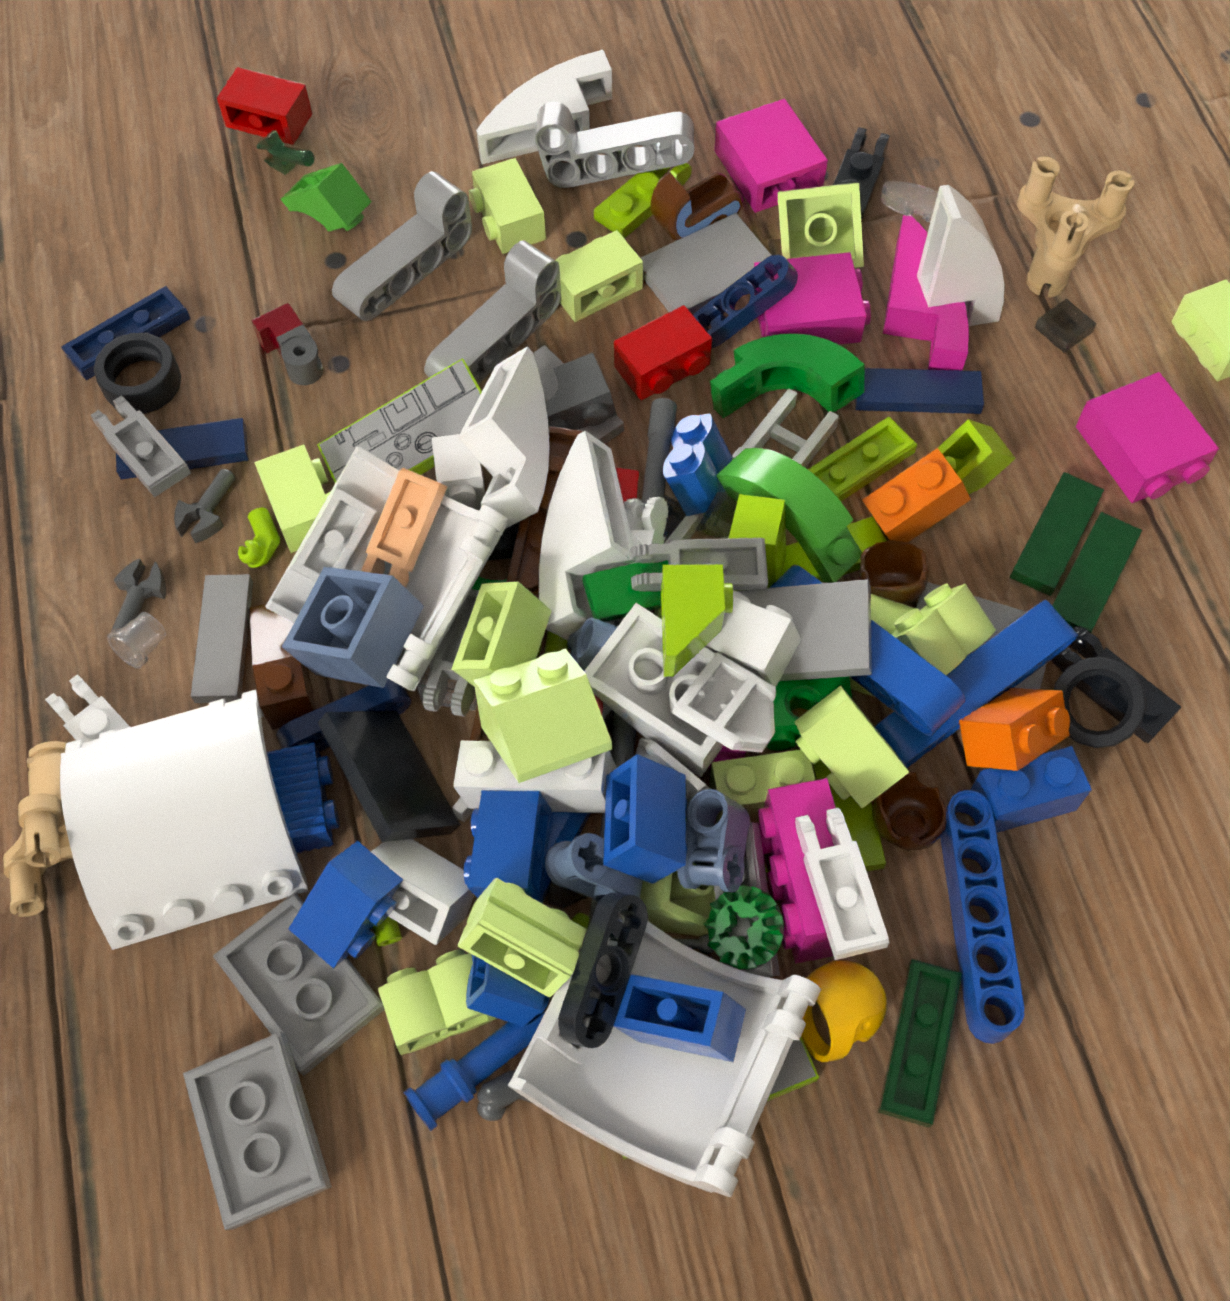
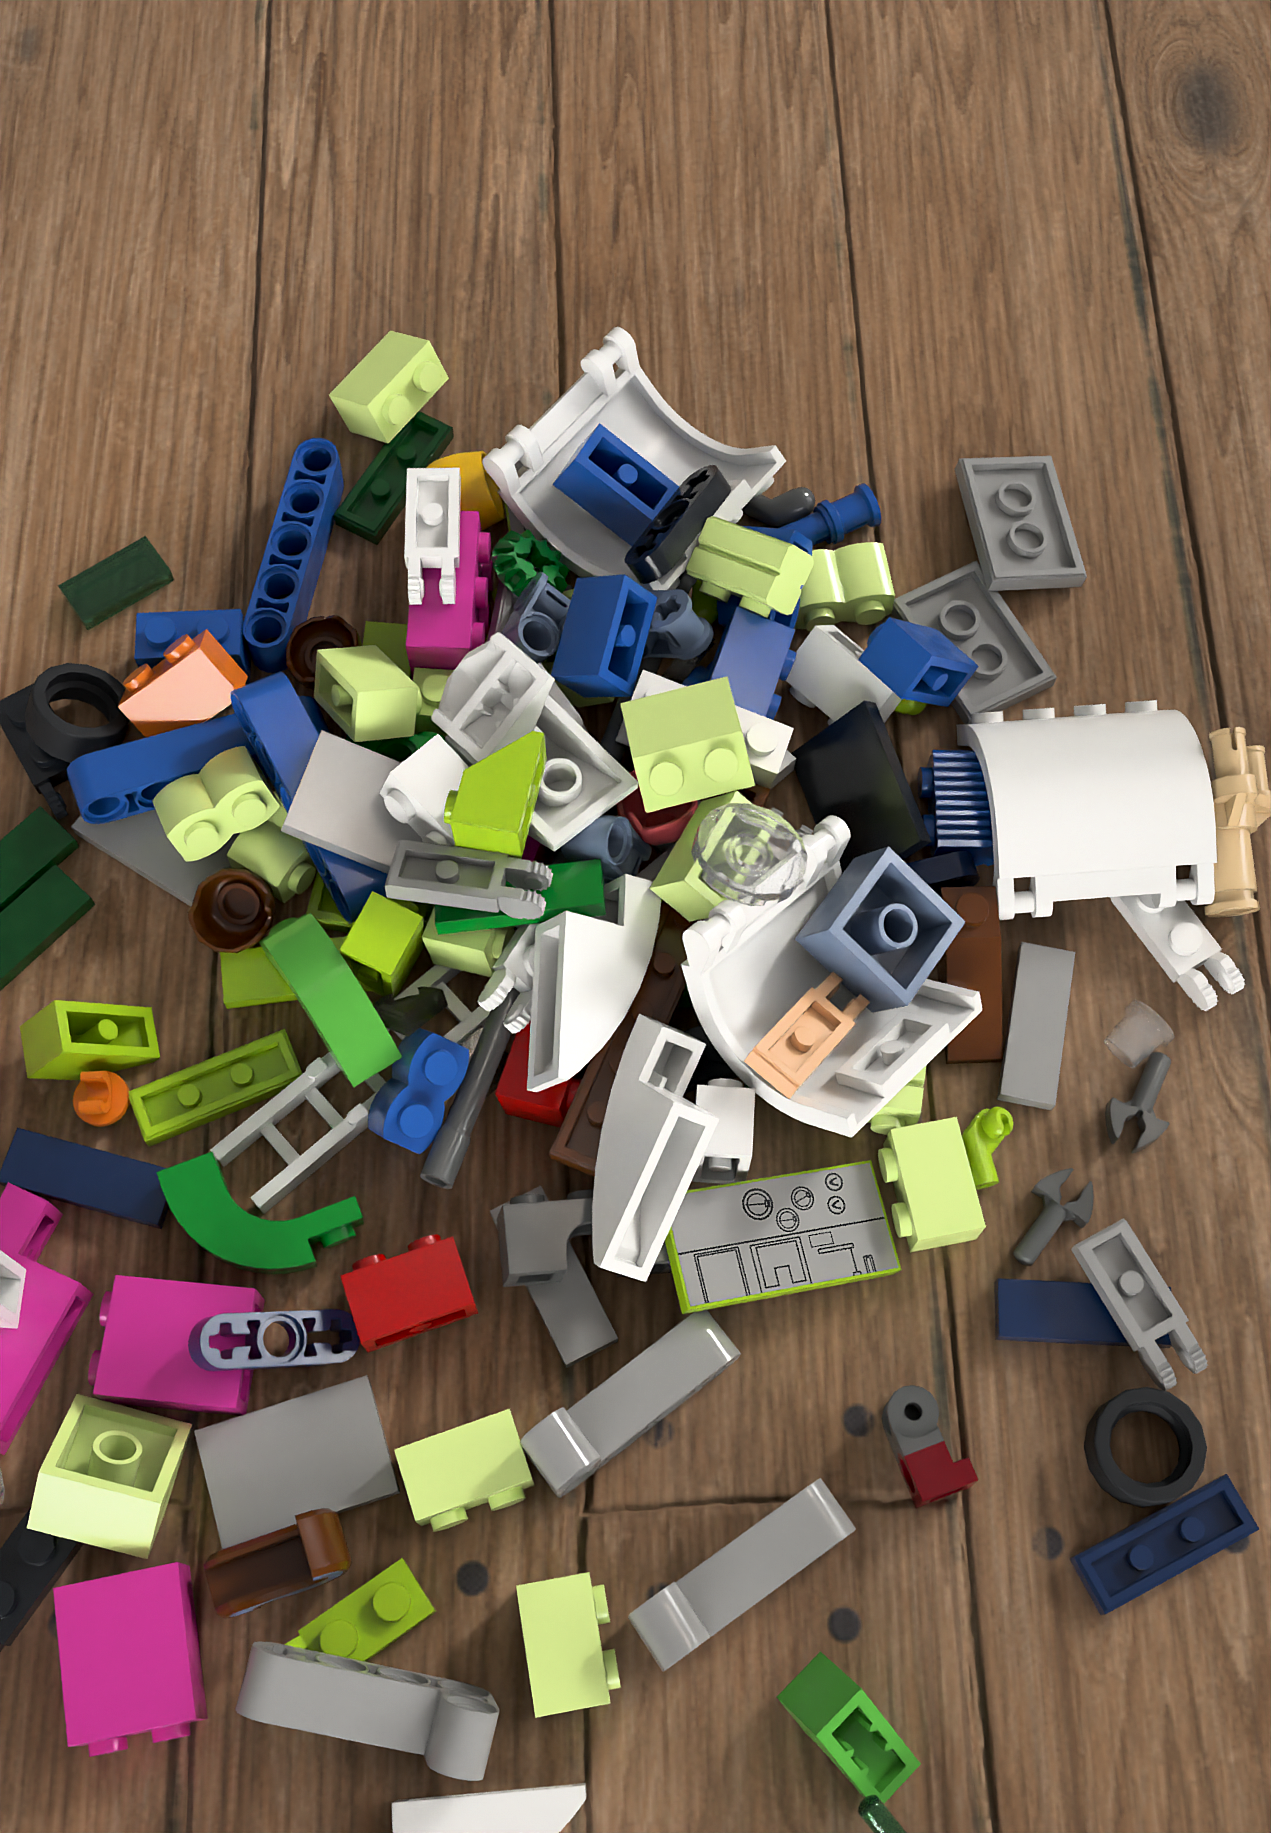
camera: 170 degrees left, 5 degrees up
(465, 603) = (749, 854): none -> clear tile
(917, 498) = (167, 985): orange brick -> none
(931, 432) = (101, 1098): none -> orange plate
(962, 1129) = (389, 386): none -> yellowish green brick
(1134, 856) = (116, 582): none -> clear green tile

